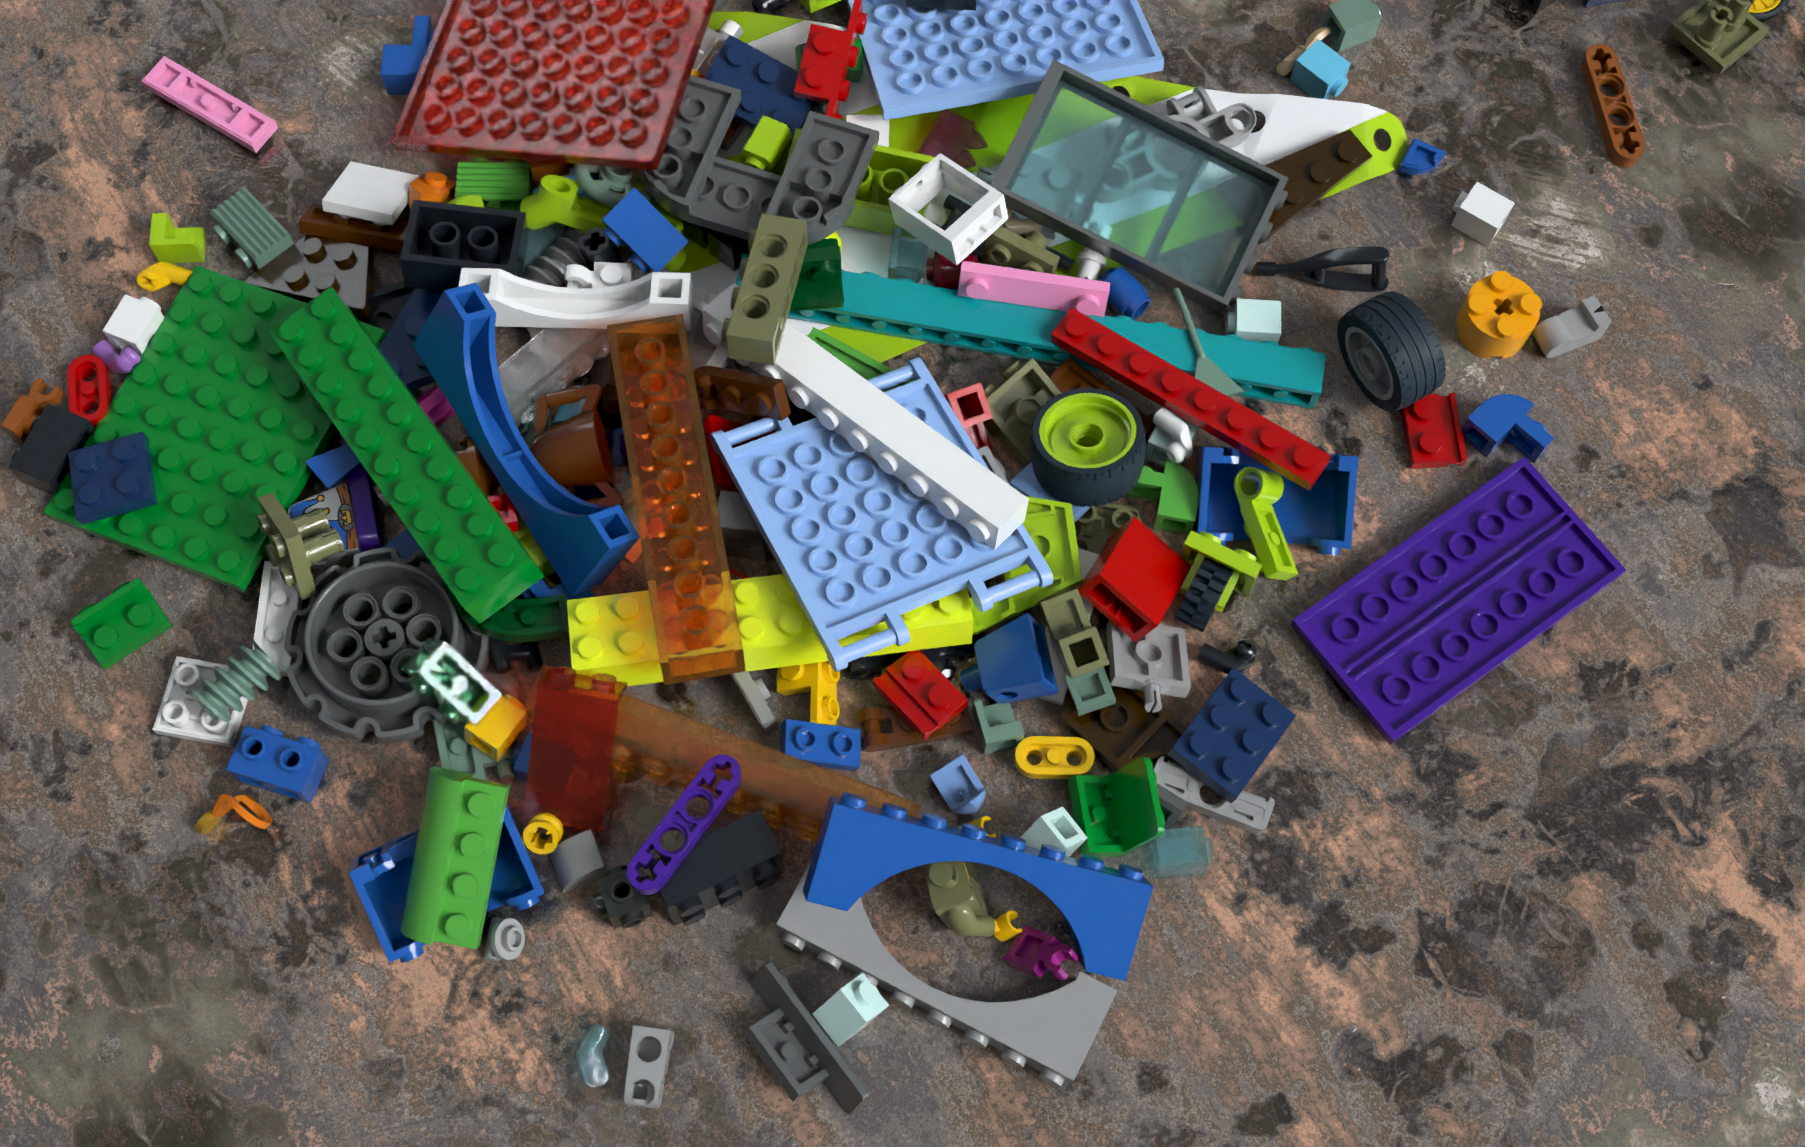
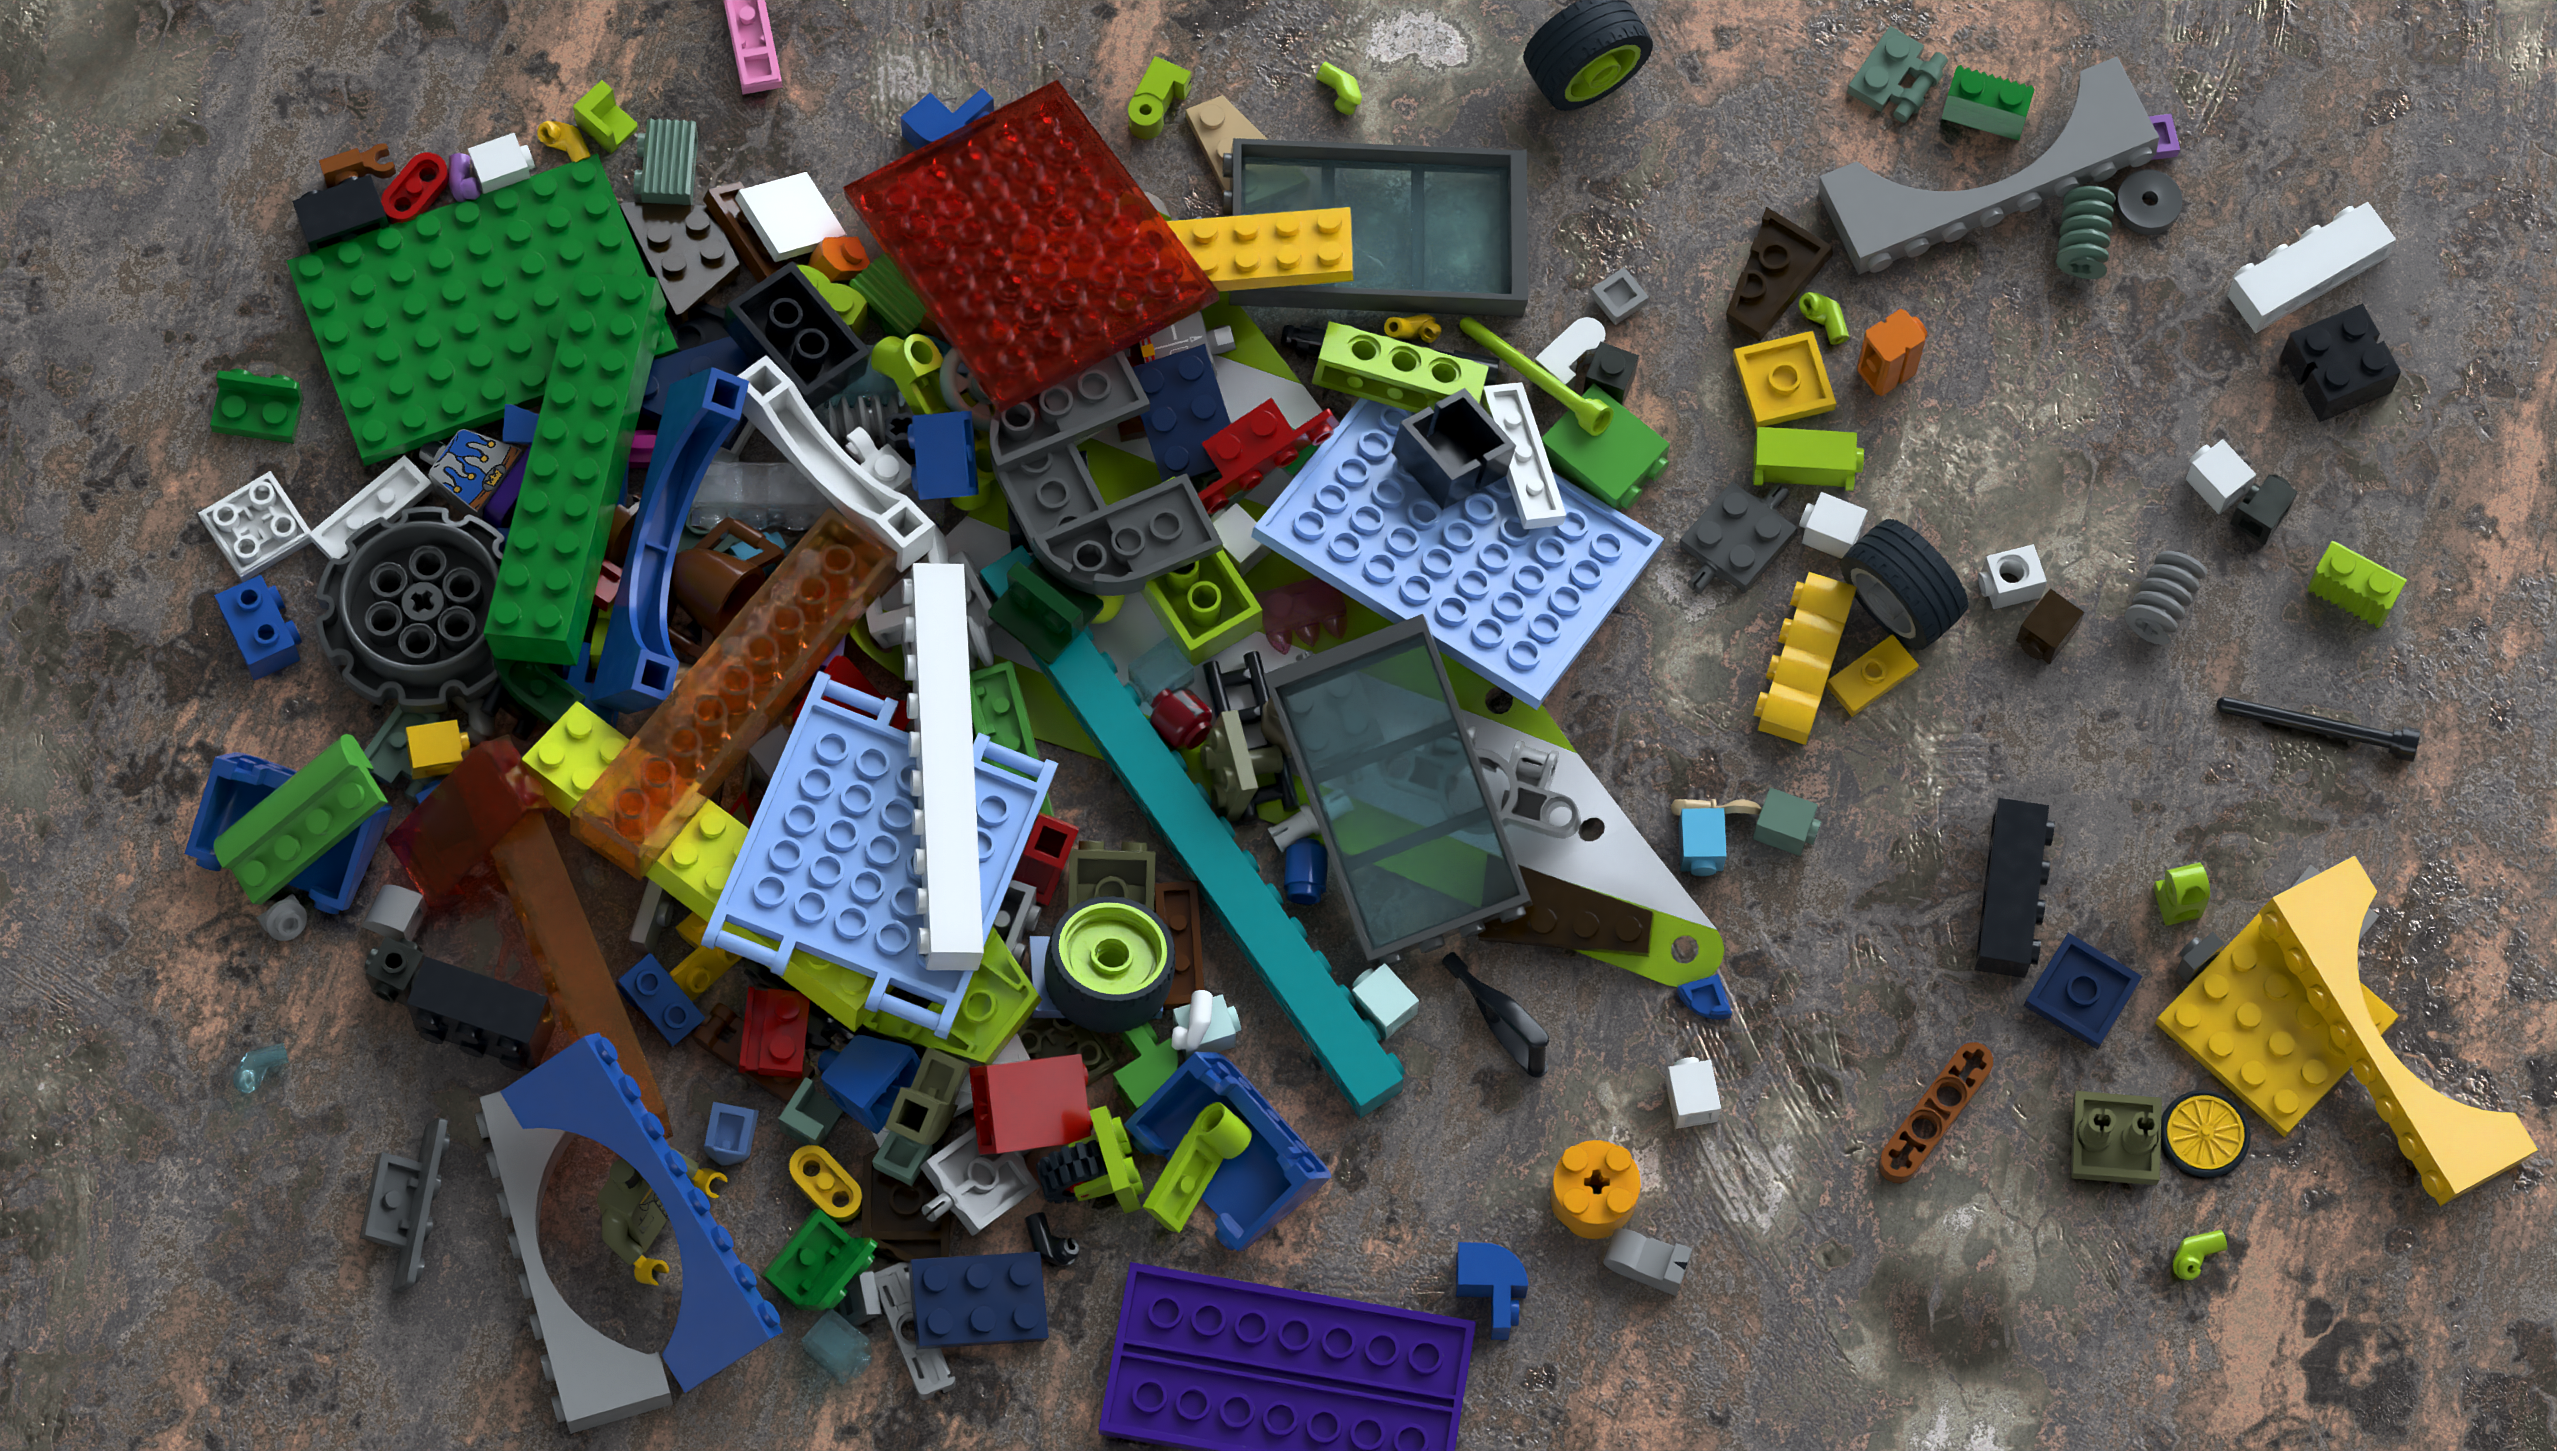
camera: 45 degrees right, 0 degrees up
(112, 478) = (357, 281): dark blue plate -> none
(213, 817) = (190, 622): orange piece -> none
(235, 682) = (286, 535): sand green piece -> none
(291, 545) = (420, 464): olive plate -> none
(451, 681) = (426, 683): clear green brick -> none
(532, 839) = (376, 864): yellow bush -> none
(647, 1066) = (286, 1109): light grey leg -> none
(679, 820) = (480, 959): dark purple beam -> none
(742, 392) = (881, 659): reddish brown plate -> none
(766, 289) = (964, 612): olive brick -> none
(767, 146) = (1127, 473): lime brick -> none
(850, 1009) = (466, 1212): light aqua brick -> none
(967, 231) = (1206, 694): white window -> none
(1033, 288) = (1247, 837): bright pink plate -> none
(1037, 951) = (647, 1311): magenta plate -> none
(1055, 829) = (754, 1236): light aqua brick -> none
(1191, 399) = (1236, 1004): red plate -> none
(1205, 369) = (1281, 1007): sand green piece -> none
(1391, 351) = (1450, 1125): black wheel -> none
(1434, 432) = (1431, 1230): red plate -> none

